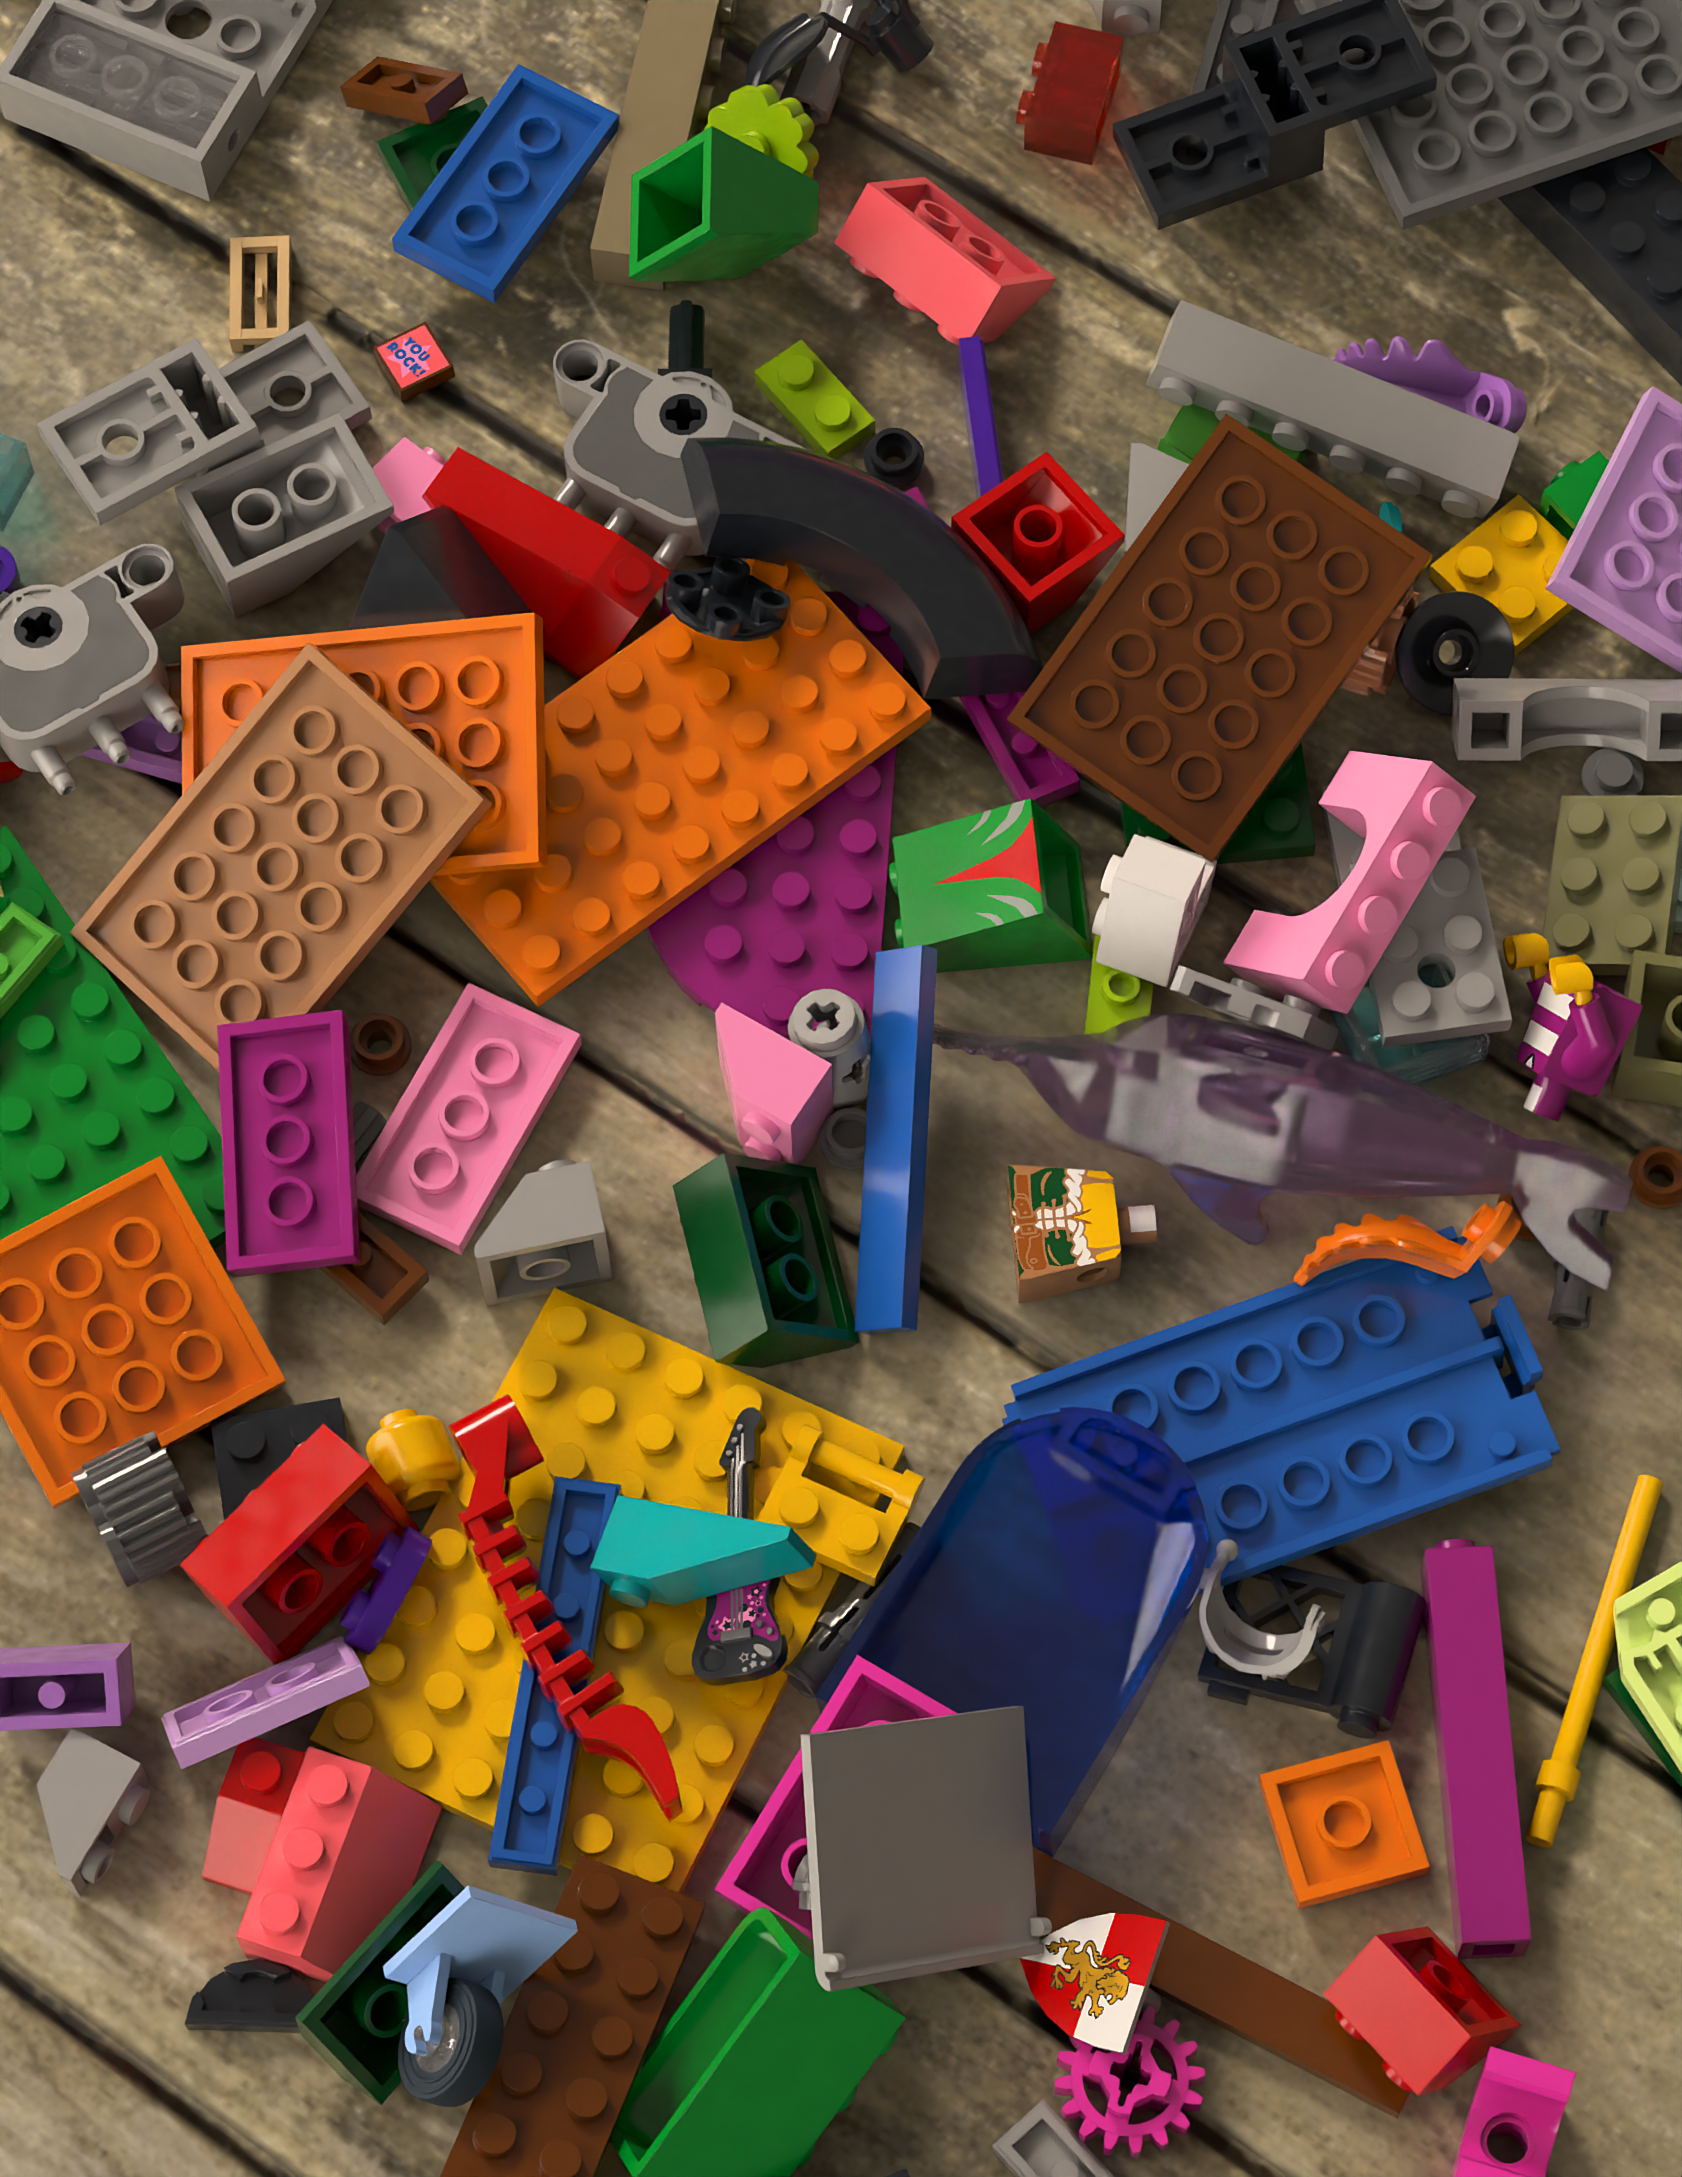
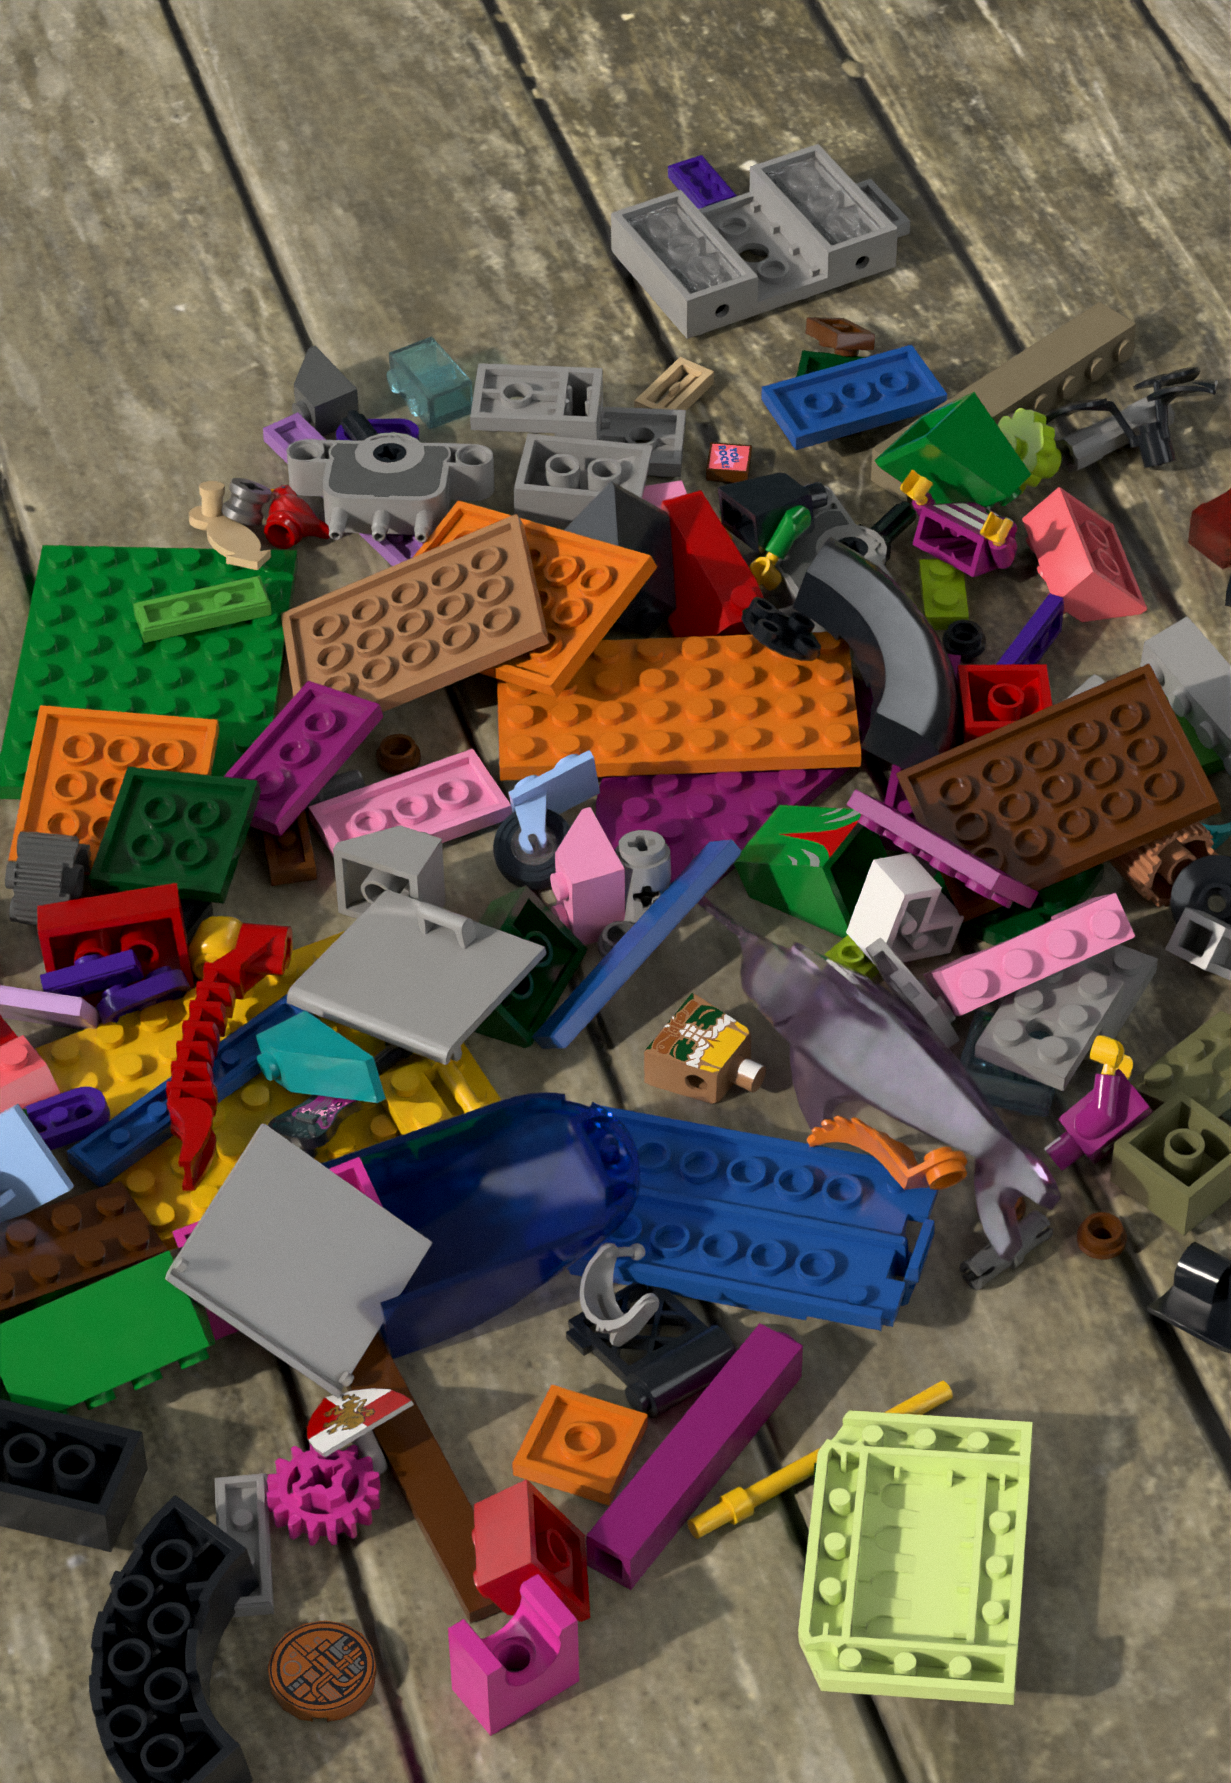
camera: 35 degrees right, 20 degrees down
(247, 1349) = (175, 831): none -> dark green plate
(317, 1610) = (93, 974): none -> dark purple plate
(438, 1820) = (64, 1117): none -> dark purple plate
(568, 435) = (769, 517): none -> black torso
(656, 1071) = (533, 832): none -> plate
(700, 1361) = (415, 976): none -> light grey container
(793, 308) = (960, 532): none -> magenta torso
(1179, 806) = (940, 852): none -> magenta plate

